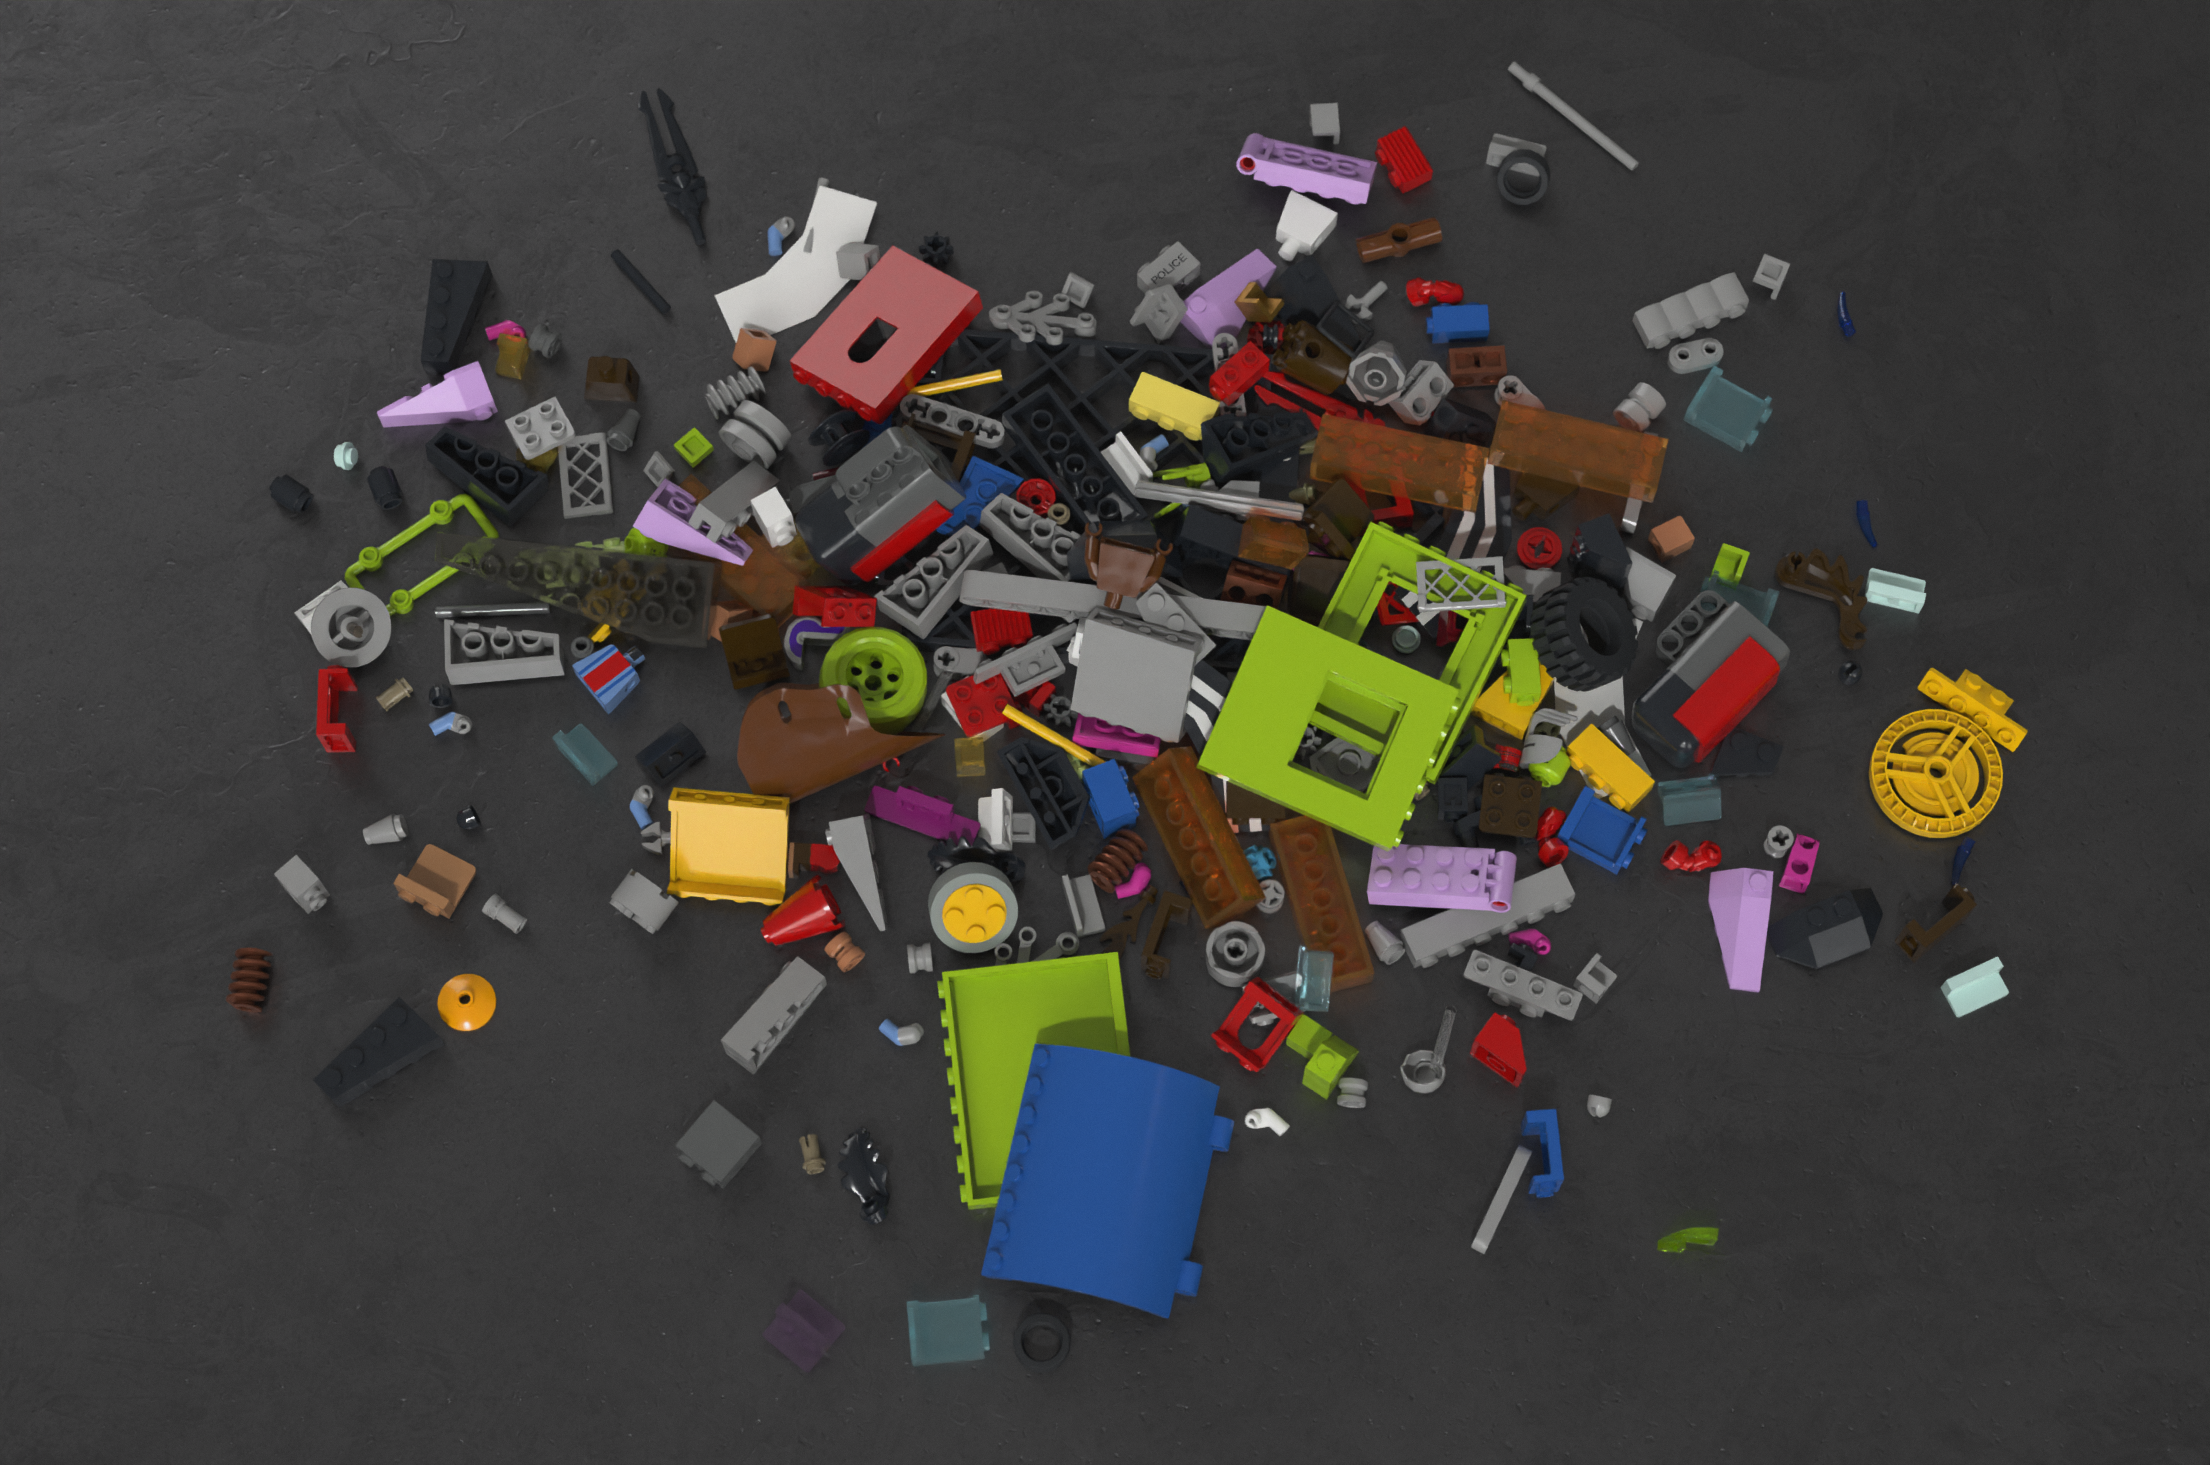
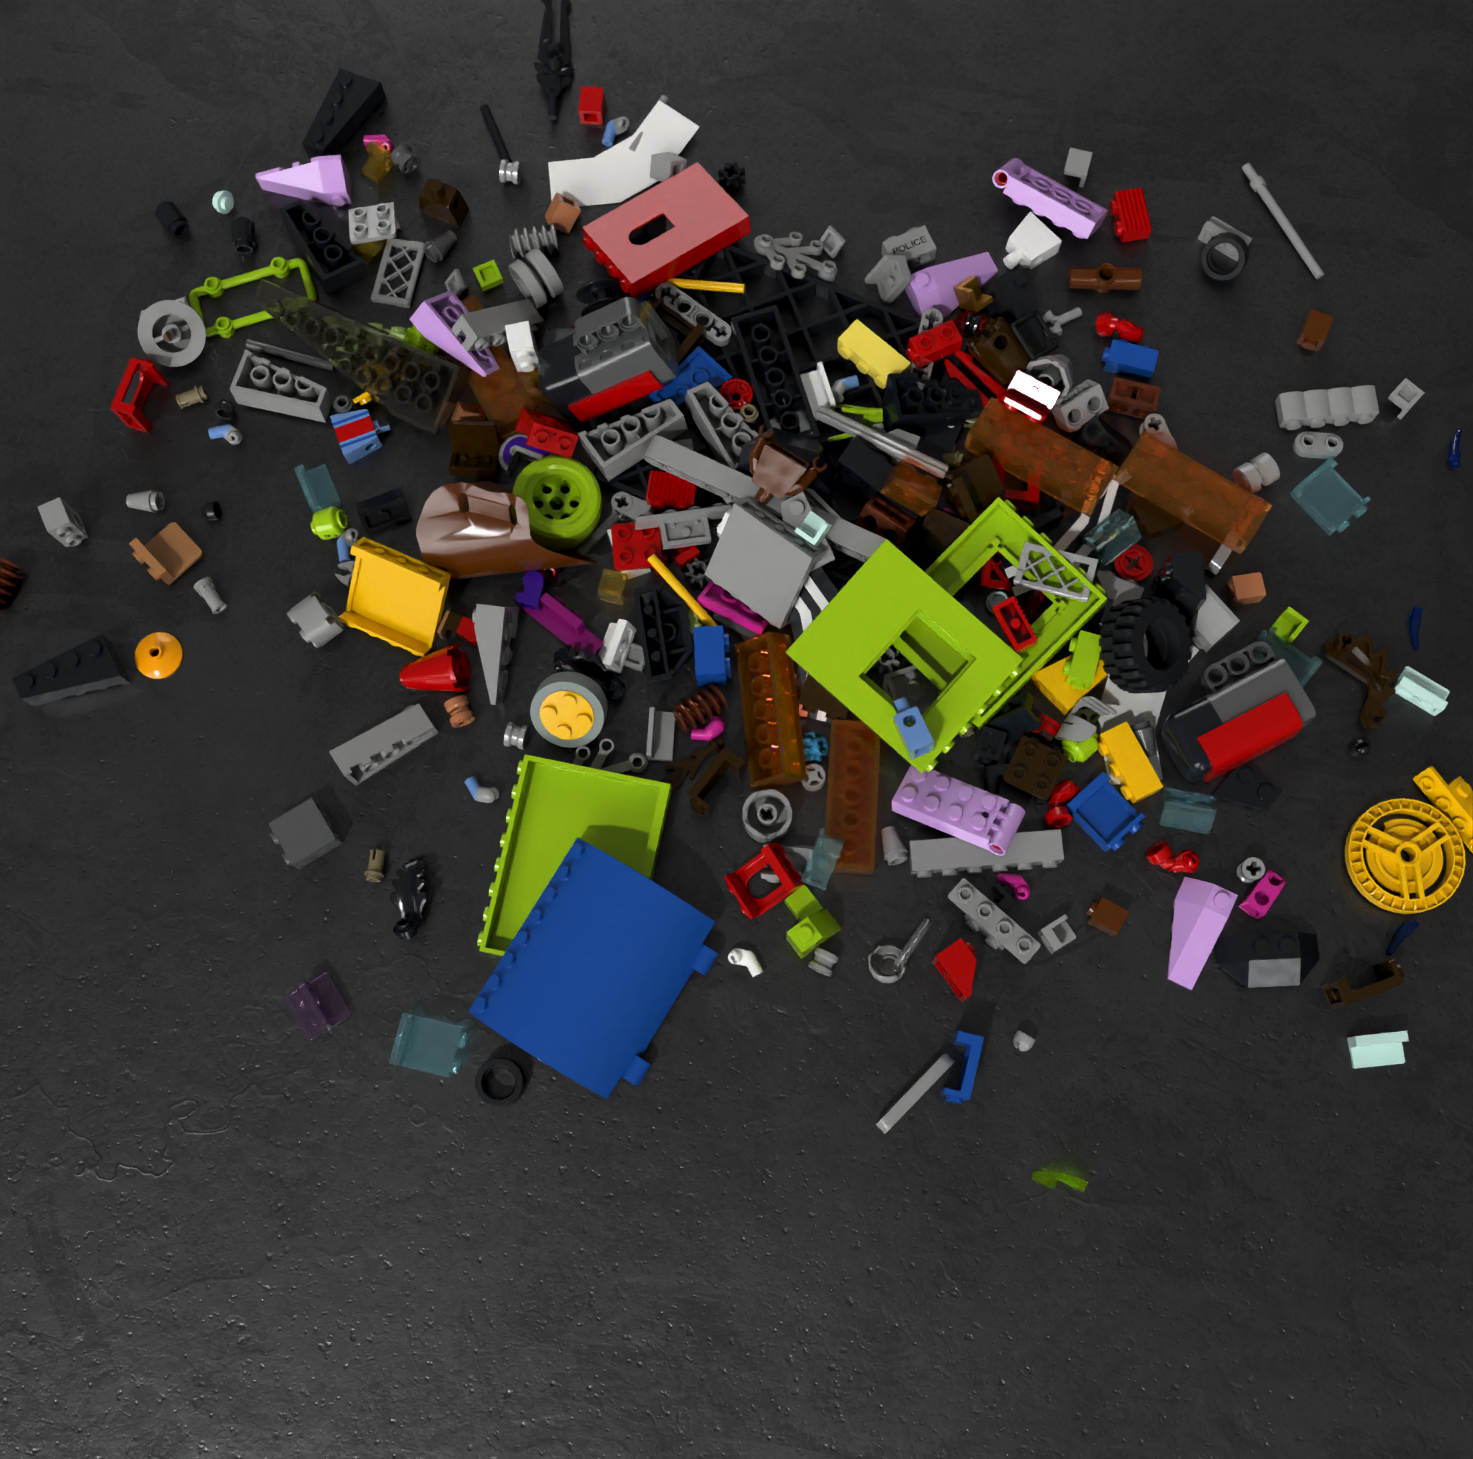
camera: 25 degrees right, 5 degrees up
(614, 787) = (329, 523): none -> lime head
(675, 319) = (510, 171): none -> light grey wheel
(743, 214) = (592, 105): none -> red brick
(882, 788) = (533, 591): none -> dark purple leg
(1183, 618) = (813, 528): none -> light aqua panel
(1365, 400) = (1030, 396): none -> bracket
(1375, 811) = (915, 738): none -> medium blue torso
(1437, 655) = (1015, 625): none -> red brick
(1507, 525) = (1113, 536): none -> clear light blue panel
(1642, 941) = (1106, 916): none -> reddish brown brick
(1649, 229) = (1314, 330): none -> reddish brown brick

